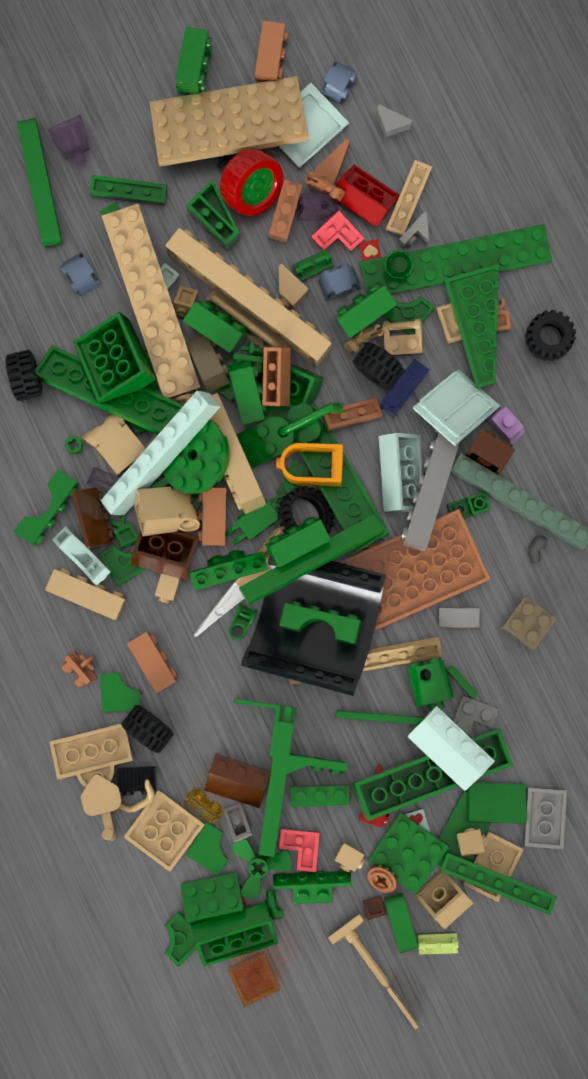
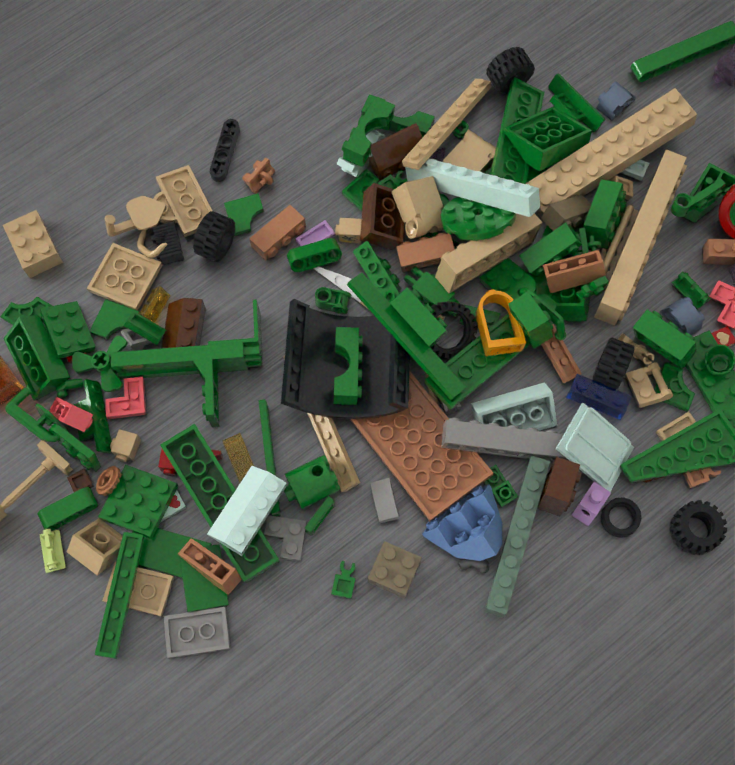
camera: 75 degrees right, 15 degrees down
(36, 702) = (226, 150): none -> black beam
(51, 529) = (377, 116): none -> green arch
(72, 458) = (446, 124): none -> tan plate
(75, 320) = (574, 104): none -> green bracket
(85, 594) = (326, 168): tan brick -> none
(104, 922) = (32, 244): none -> tan brick
(128, 189) = (705, 121): green plate -> none
(164, 624) = (317, 233): none -> lavender tile
(187, 630) = (314, 255): none -> green beam
(230, 230) = (698, 201): none -> green plate
(231, 817) = (145, 327): none -> green tile
(291, 289) = (661, 273): tan slope -> none
(299, 360) = (595, 287): none -> green plate
(308, 907) = (71, 414): none -> coral slope
(315, 942) = (56, 432): none -> green plate
(319, 795) = (179, 401): green brick -> none
(321, 434) = (532, 319): none -> green brick
(388, 747) = (238, 455): none -> clear yellow tile
(471, 842) = (157, 557): tan brick -> none
(490, 794) = (210, 566): none -> nougat slope
(504, 544) = (469, 527): none -> medium blue brick
(528, 388) = (631, 506): none -> black tyre
(529, 673) = (343, 583): none -> green plate

